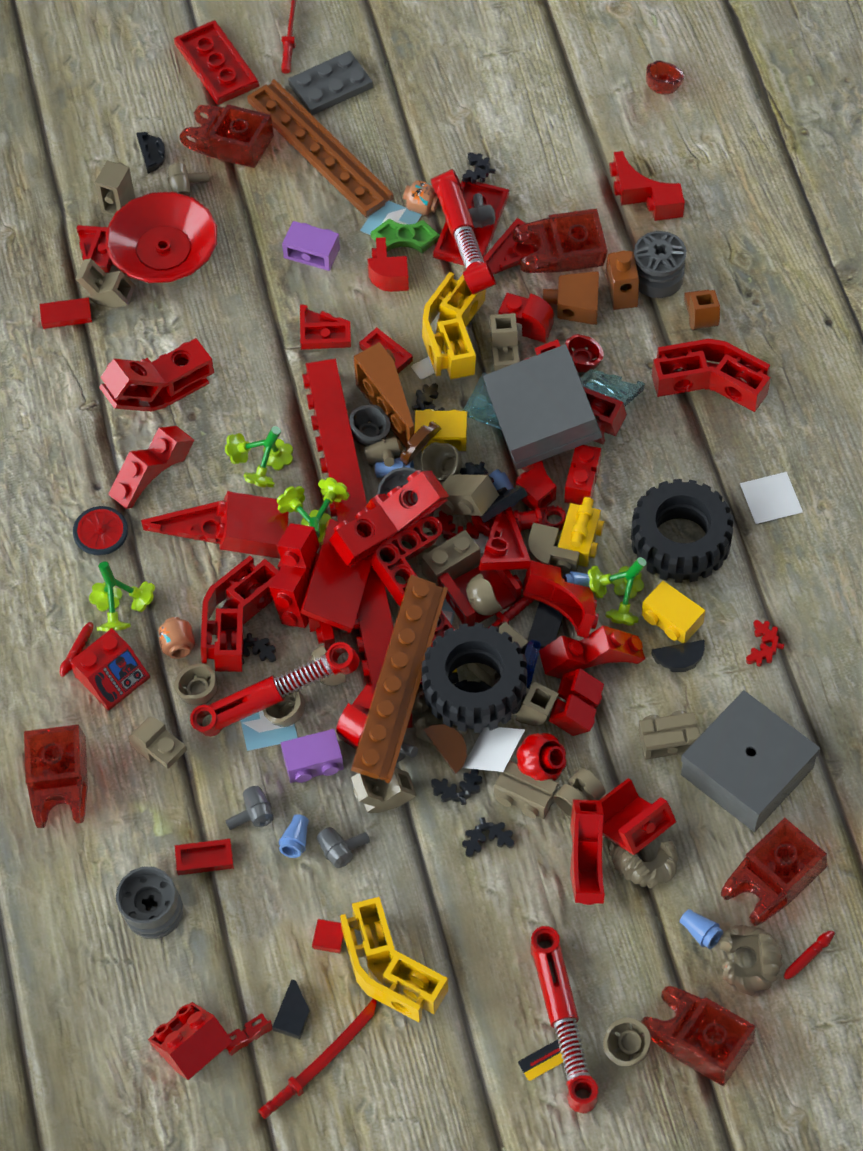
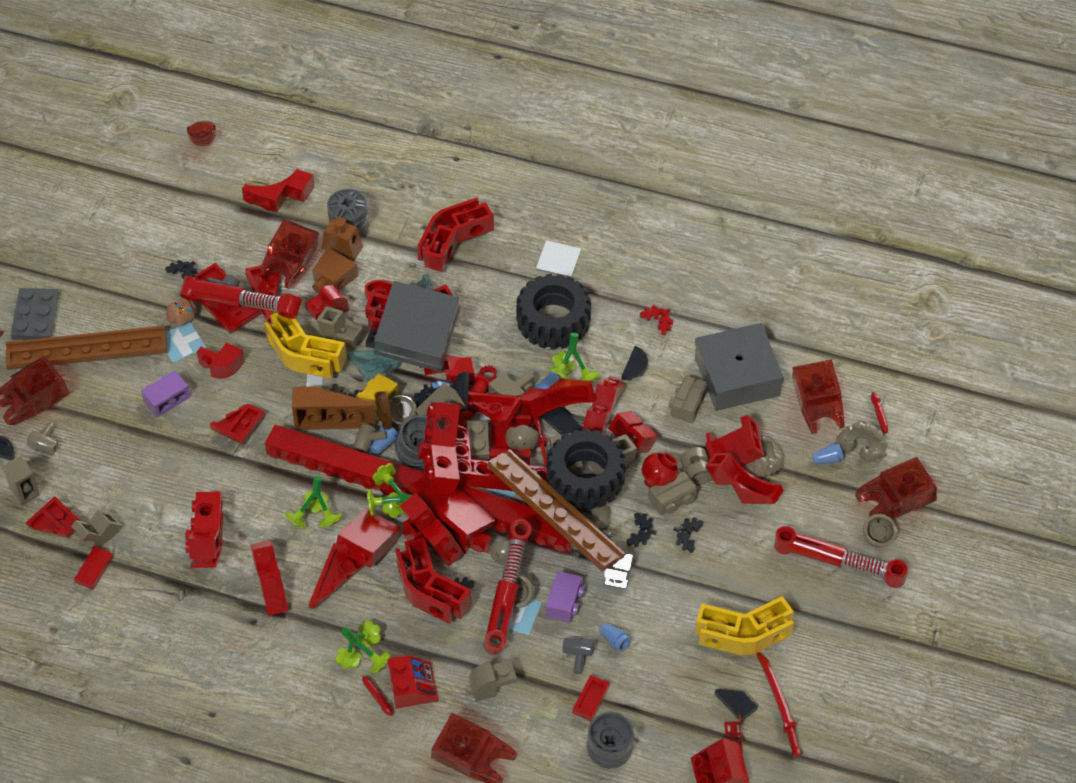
camera: 60 degrees left, 5 degrees down
(100, 530) = (294, 634): red wheel -> none
(158, 221) = (85, 459): red dish -> none
(176, 638) = (417, 629): nougat head -> none
(198, 690) = (463, 638): dark tan helmet -> none
(328, 936) = (697, 655): red tile -> none
(338, 850) = (641, 617): dark grey piece -> none
(353, 718) = (562, 552): red brick -> none
(369, 432) = (335, 429): dark grey helmet -> none
(402, 357) = (279, 398): red tile -> none
(415, 236) = (205, 334): bright green tile -> none
(449, 745) = (612, 516): reddish brown tile -> none
(493, 749) = (634, 495): white sticker -> none
(541, 1061) = (857, 584): sticker -> none
(581, 529) = (510, 361): yellow brick -> none
(582, 474) = (477, 344): red piece -> none
(673, 612) = (606, 348): yellow brick -> none
(702, 309) = (400, 211): dark orange brick -> none

